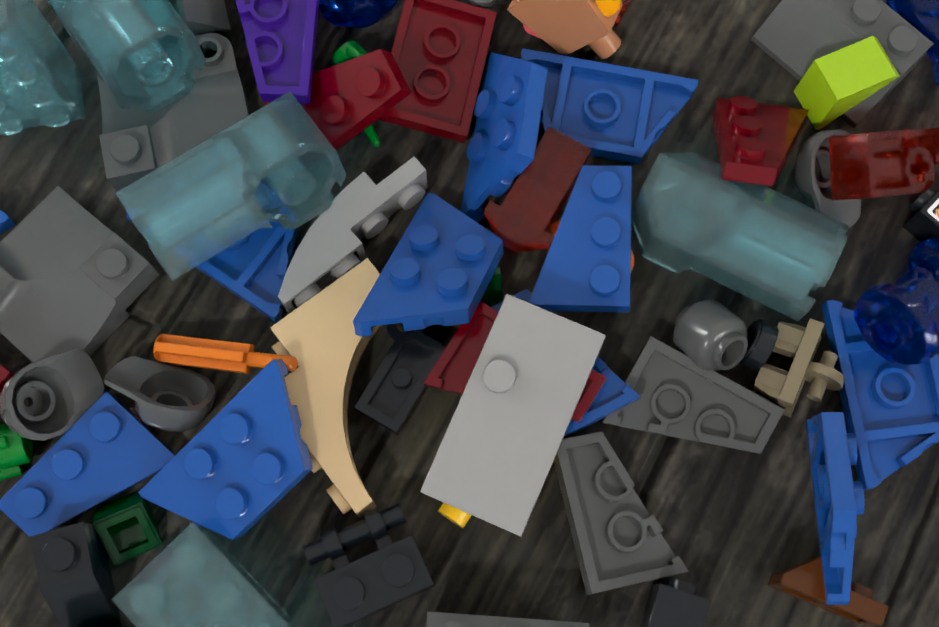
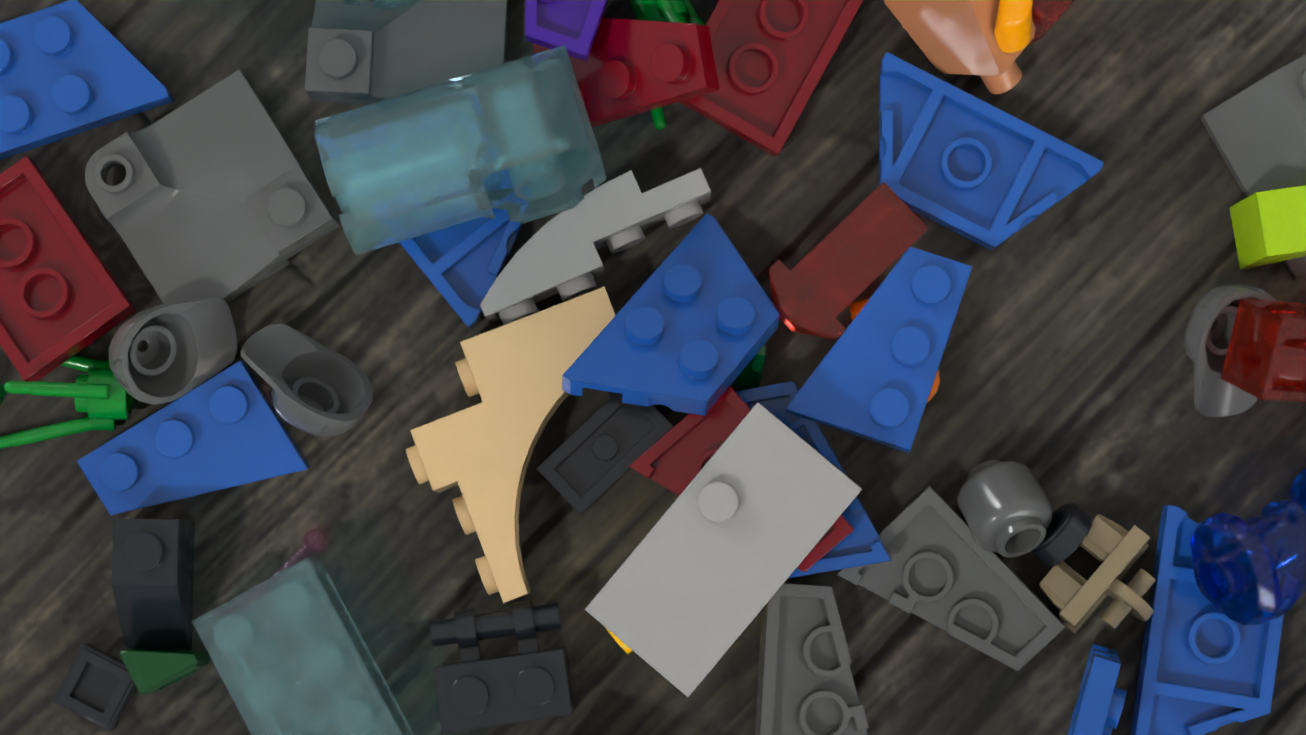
camera: 20 degrees right, 10 degrees up
(127, 527) = (226, 530): dark green slope -> none
(213, 354) = (386, 353): orange axle -> none
(238, 460) = (379, 496): blue wing -> none
(504, 128) = (829, 159): blue wing -> none
(735, 233) = (1080, 387): clear light blue brick -> none
(754, 138) = (1147, 270): dark red wing -> none

